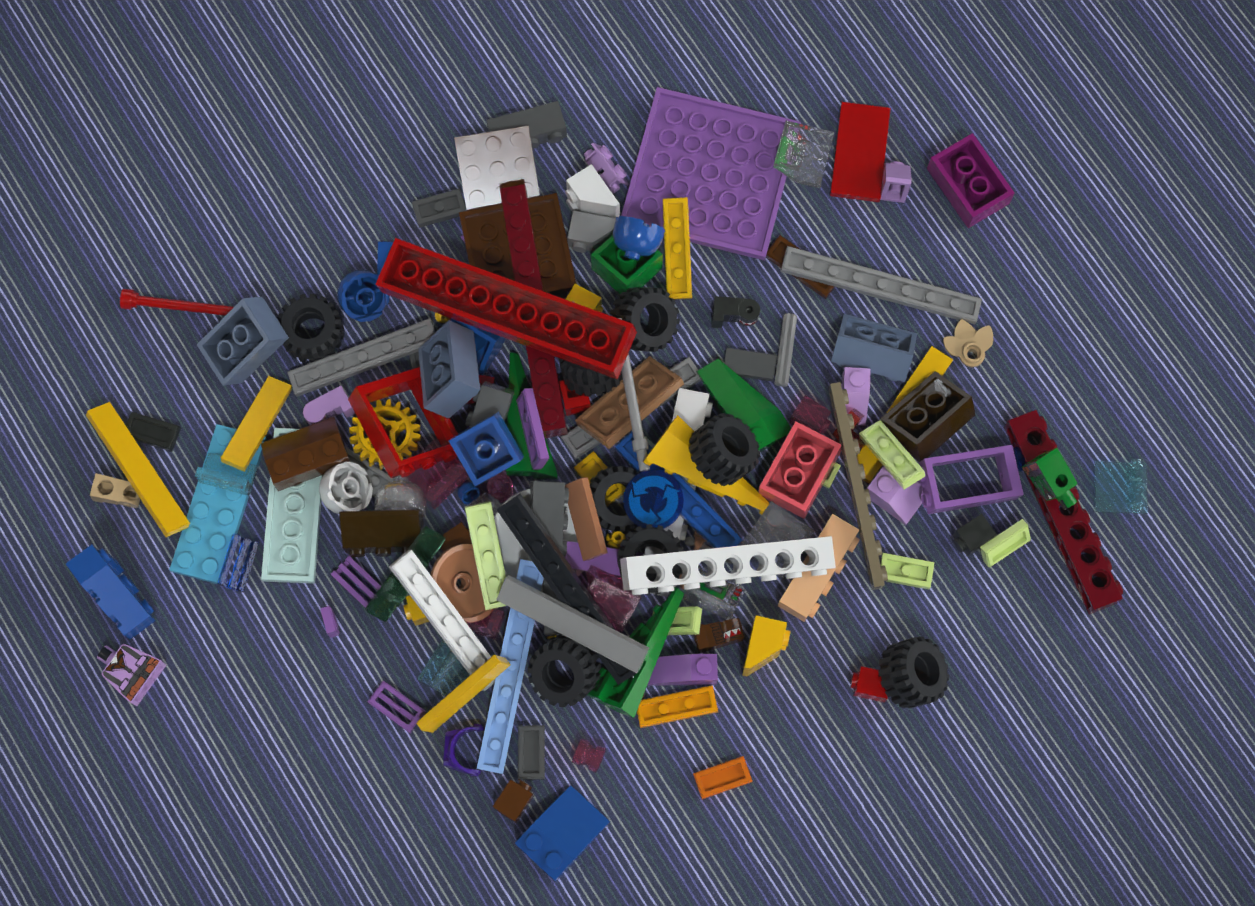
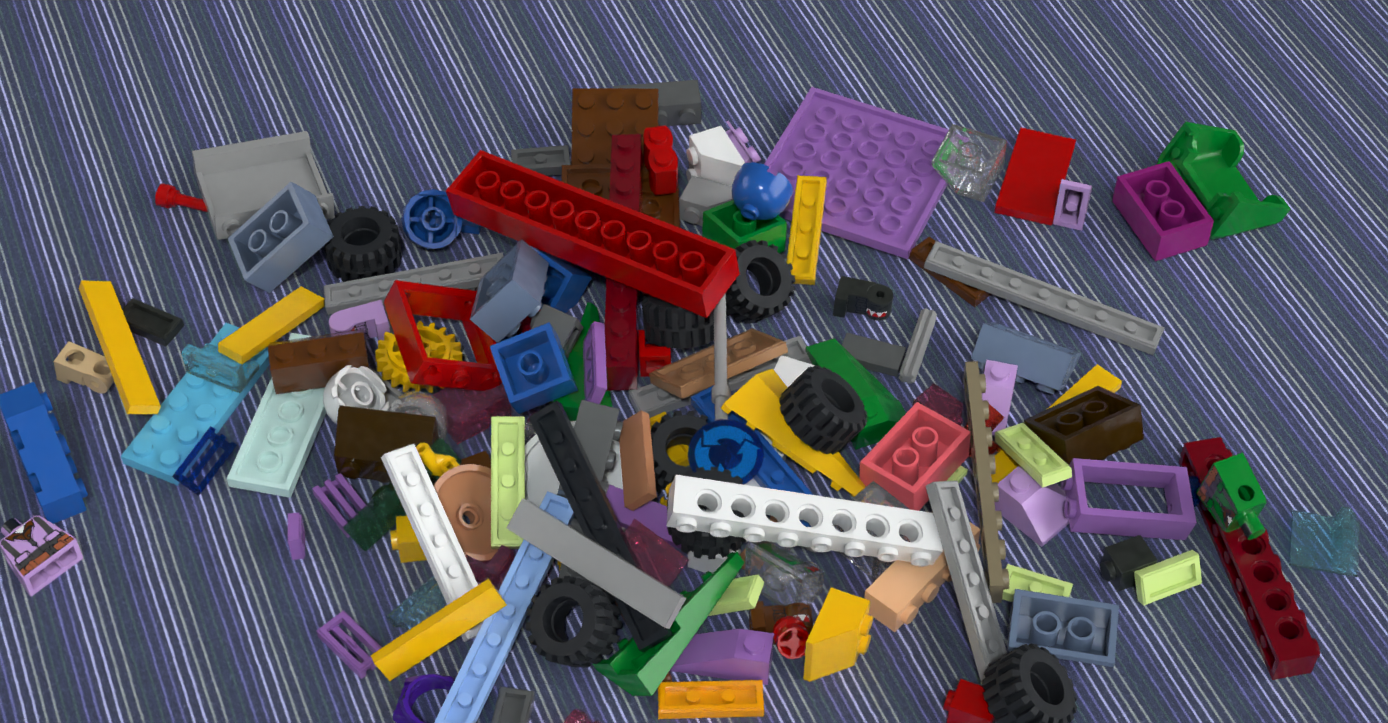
camera: 10 degrees right, 25 degrees down
(207, 277) = (248, 174): none -> light grey panel
(428, 549) = (435, 462): none -> yellow arm
(542, 199) = (660, 160): none -> red brick
(730, 652) = (794, 645): none -> red wheel
(856, 581) = (966, 573): none -> light grey tile
(932, 611) = (1064, 626): none -> sand blue slope
(968, 340) = (1144, 371): tan plate -> none
(1012, 140) = (1207, 164): none -> green windscreen

